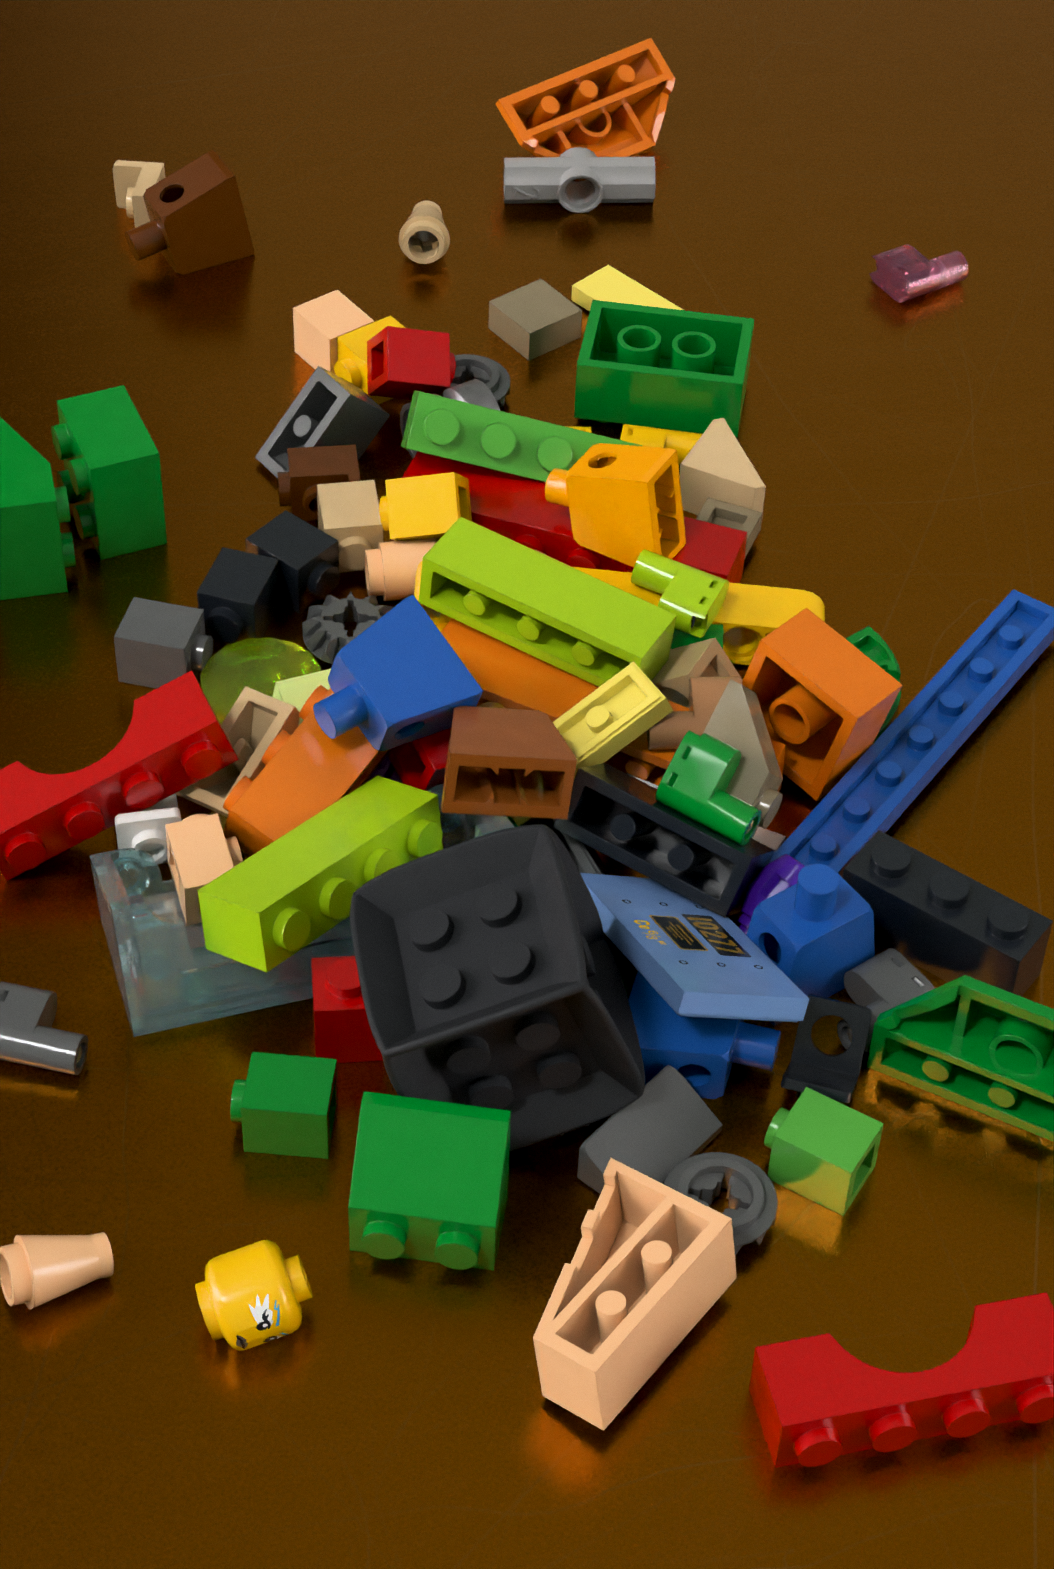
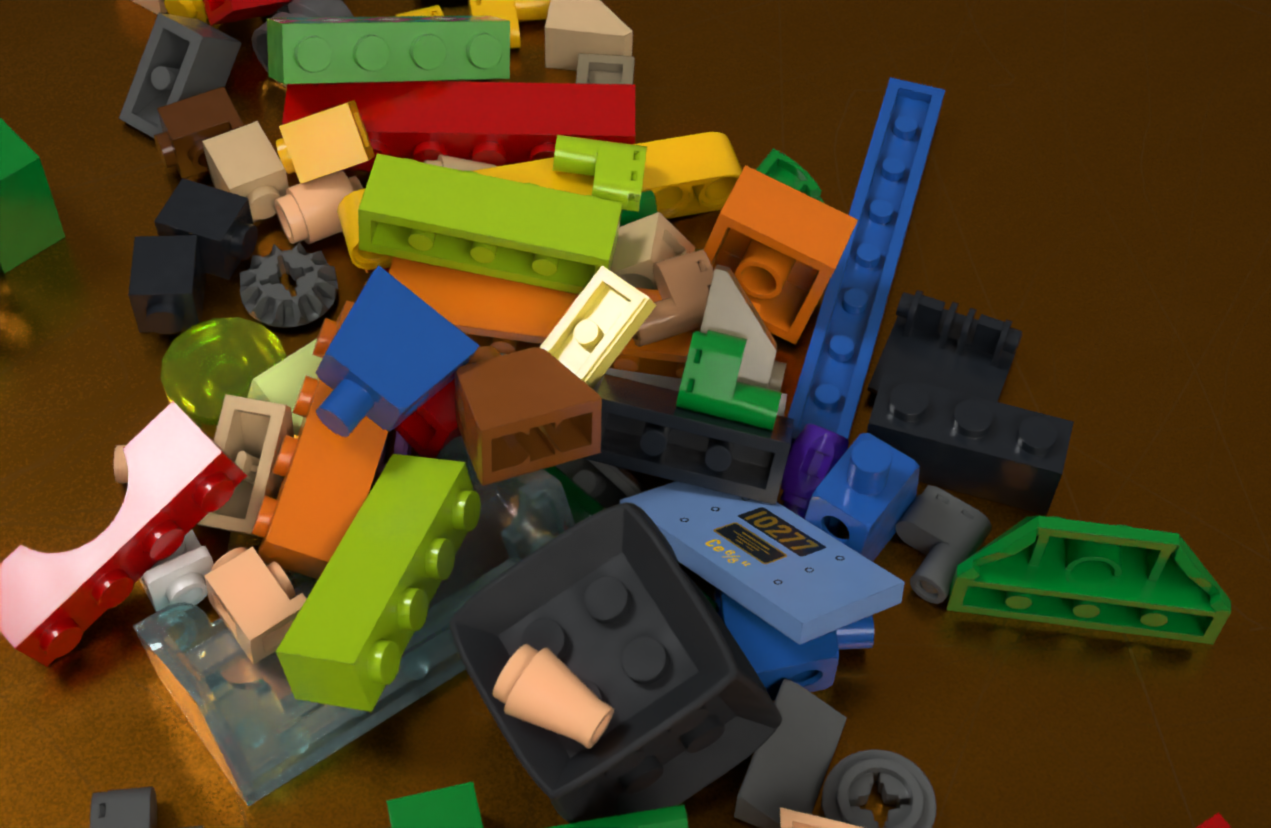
camera: 20 degrees left, 10 degrees up
(160, 643) = (110, 359): dark grey brick -> none
(340, 1012) = (452, 717): red brick -> none
(410, 963) = (549, 695): none -> light nougat cone
(623, 500) = (518, 89): light orange torso -> none
(822, 1150) = (953, 719): bright green brick -> none
(828, 1073) = (921, 637): black bracket -> none
(967, 837) = (948, 348): none -> black hinge

